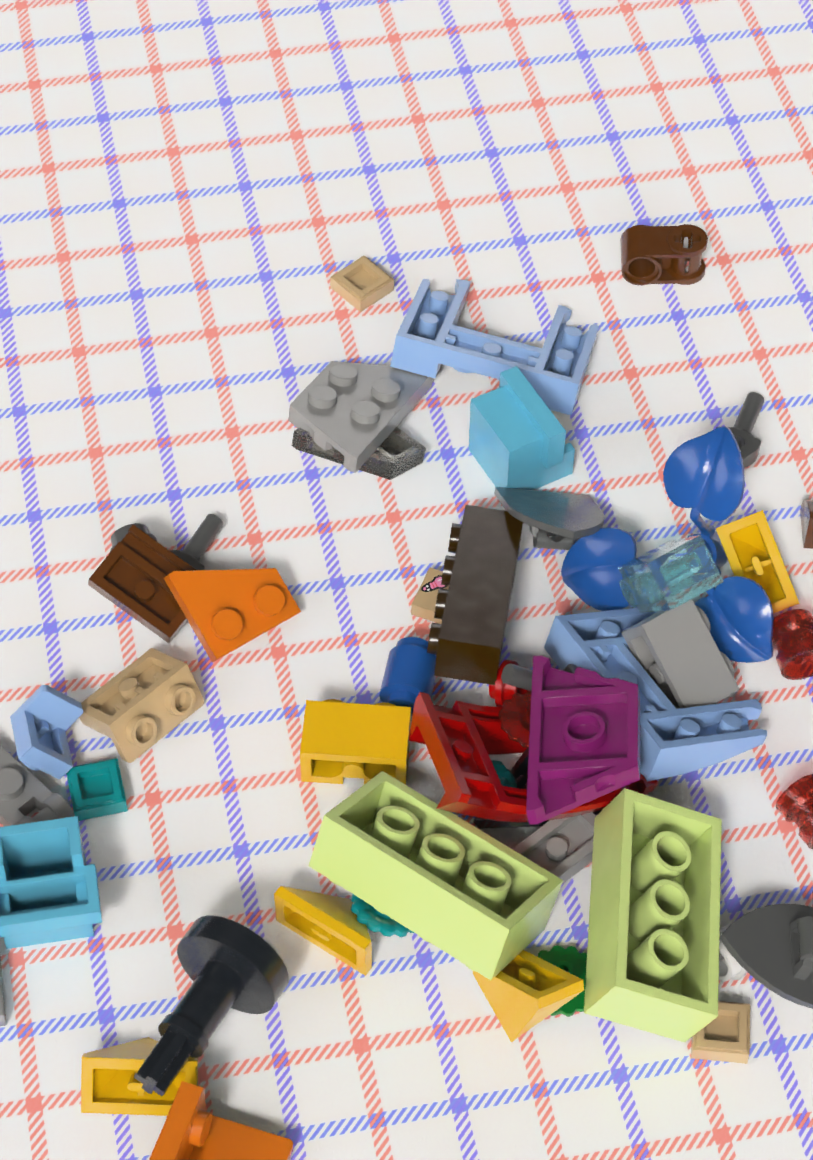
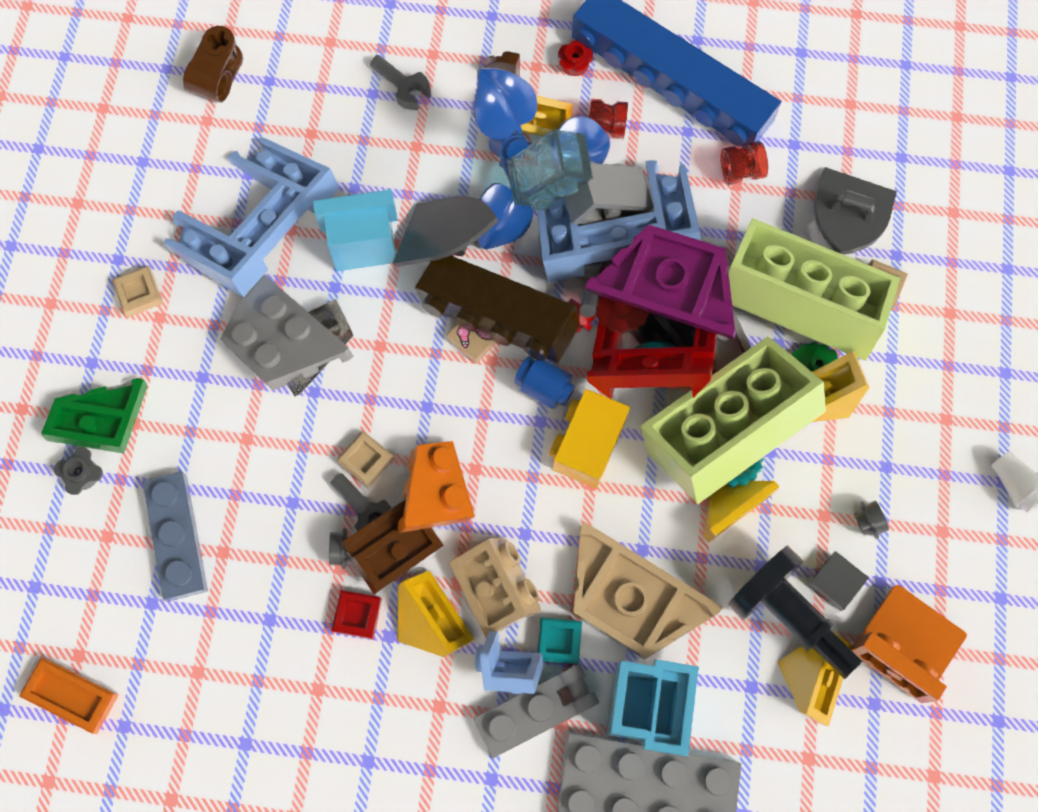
camera: 70 degrees left, 20 degrees up
(63, 587) = (357, 615): none -> red tile
(85, 650) = (429, 618): none -> yellow slope
(97, 403) = (175, 536): none -> sand blue plate
(138, 301) = (86, 479): none -> dark grey plate
(173, 844) = (633, 597): none -> tan wing
(203, 295) = (96, 419): none -> green wing
(248, 540) = (365, 459): none -> tan tile
(275, 1075) = (838, 581): none -> dark grey tile
(372, 1091) = (871, 519): none -> dark grey plate

